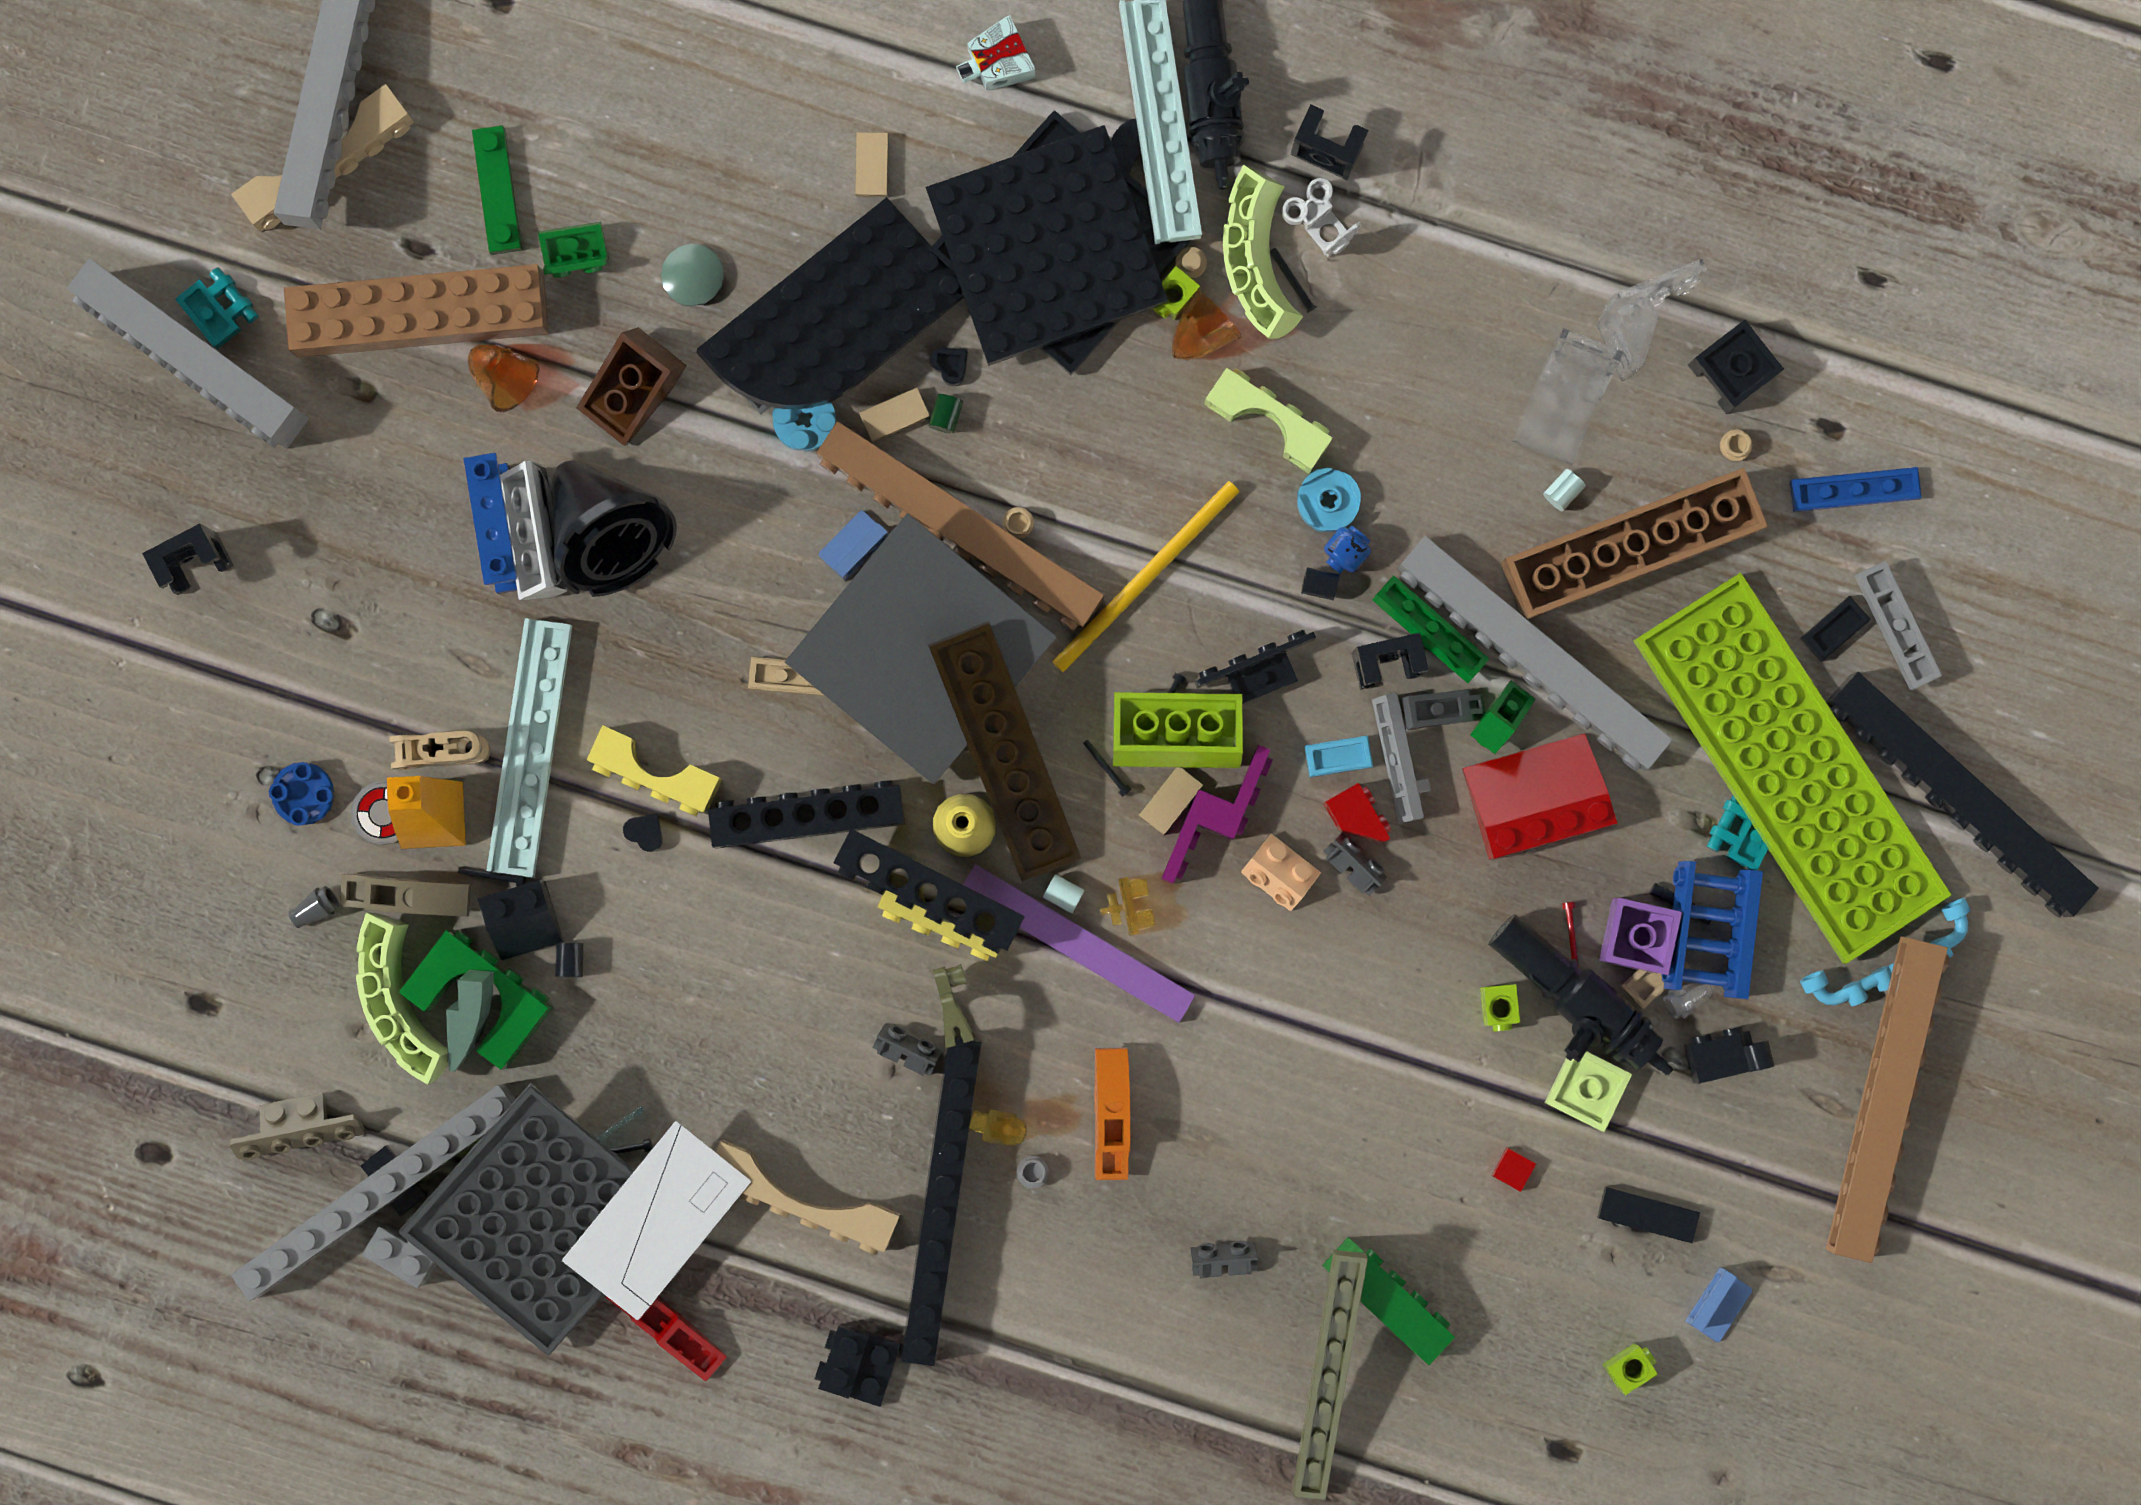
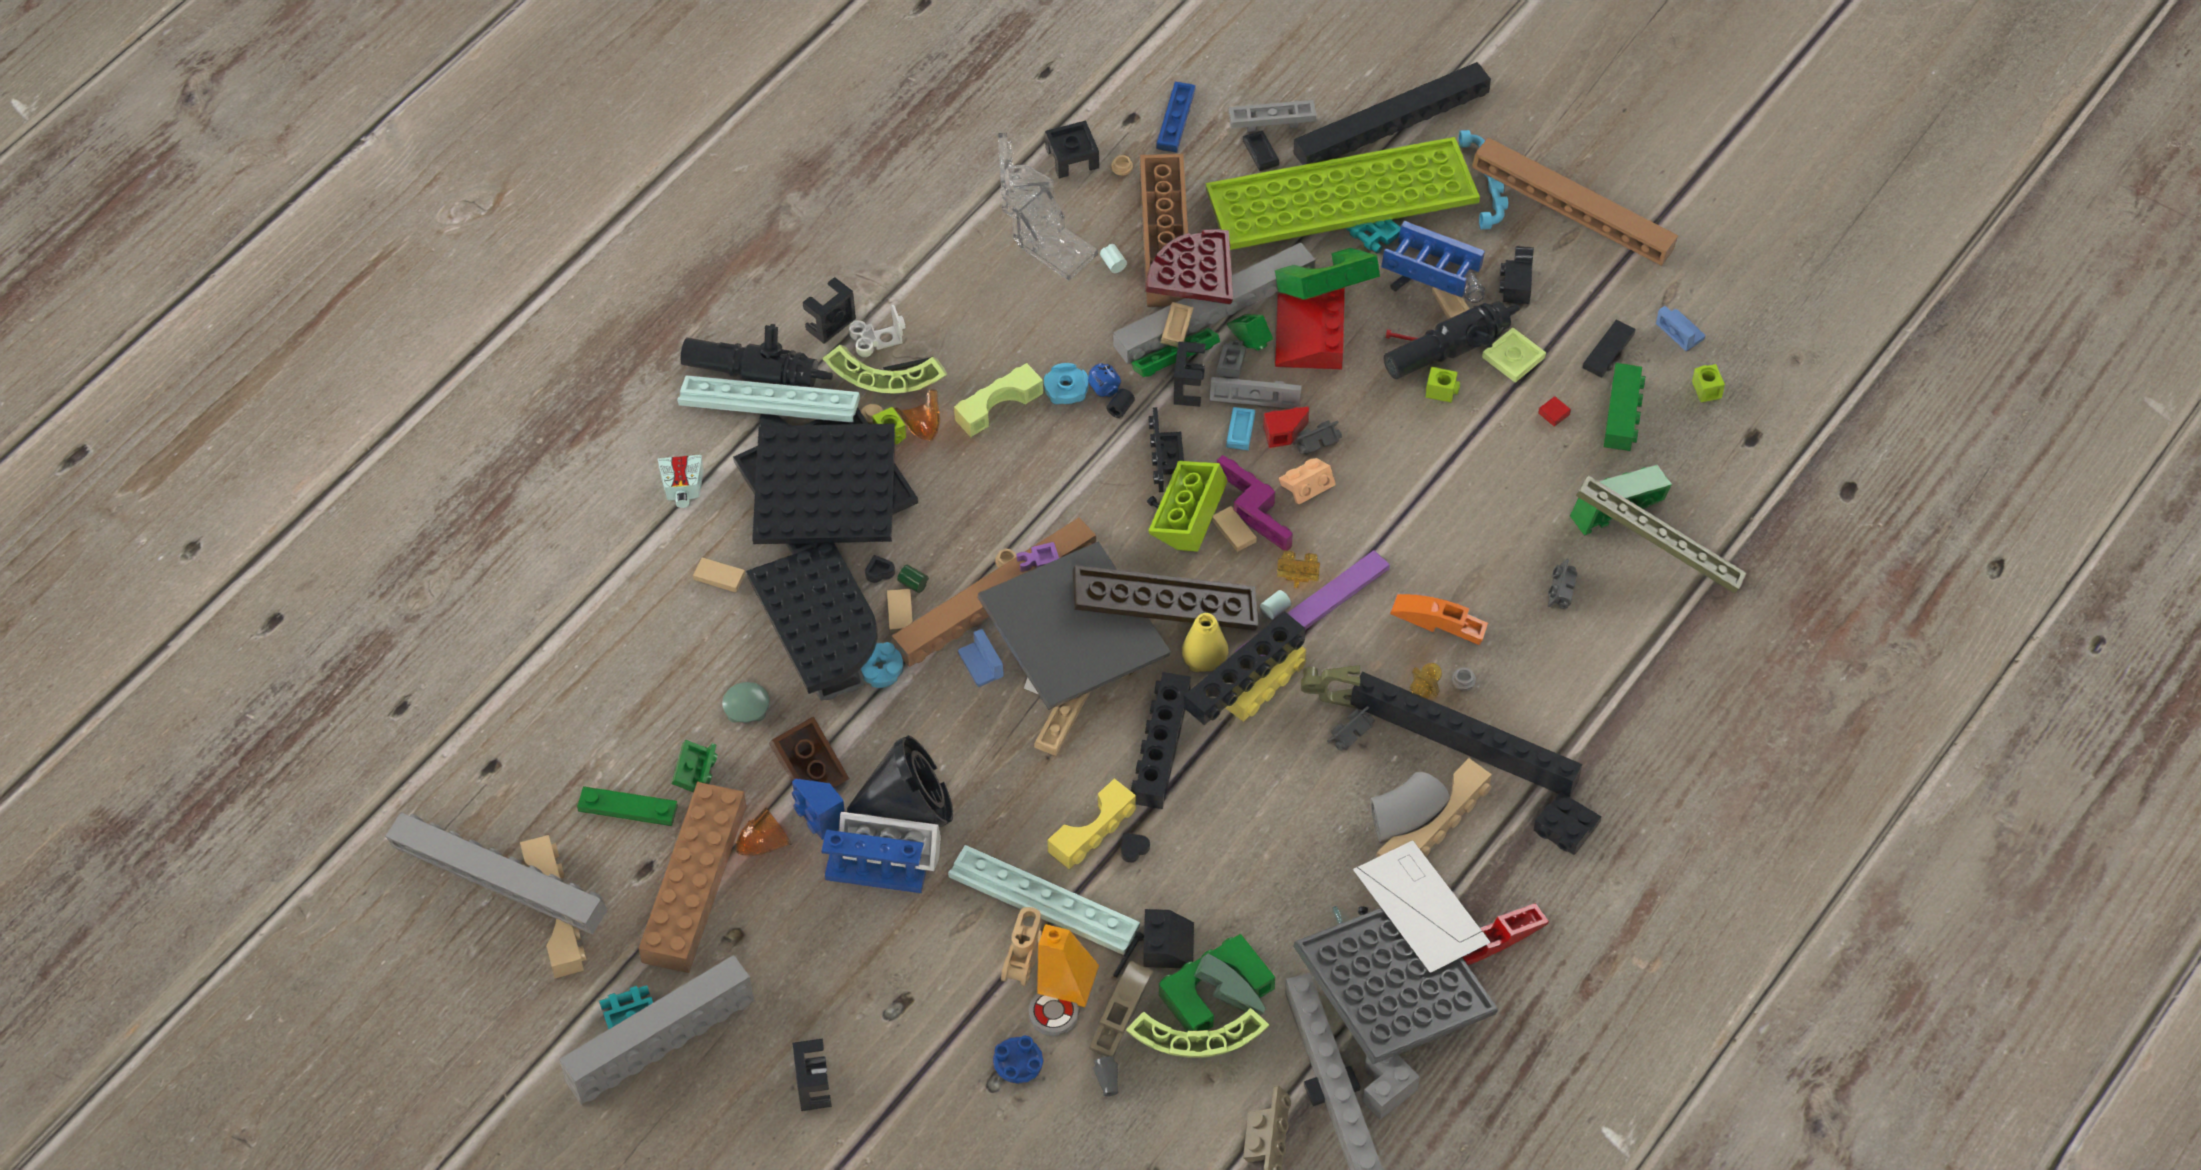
camera: 70 degrees left, 30 degrees down
(555, 425) = (818, 805): none -> blue slope
(569, 960) = (1209, 918): black piece -> none
(796, 1158) = (1408, 806): none -> light grey brick
(1015, 571) = (1038, 557): none -> medium lavender plate
(1123, 789) = (1216, 553): black piece -> none
(1145, 576) = (1071, 493): yellow piece -> none
(1464, 617) = (1176, 324): none -> tan tile
(1548, 1263) = (1623, 407): none -> green brick
(1560, 610) = (1194, 268): none -> plate
(1587, 783) = (1348, 268): none -> green arch
(1640, 936) = (1422, 296): medium lavender slope -> none

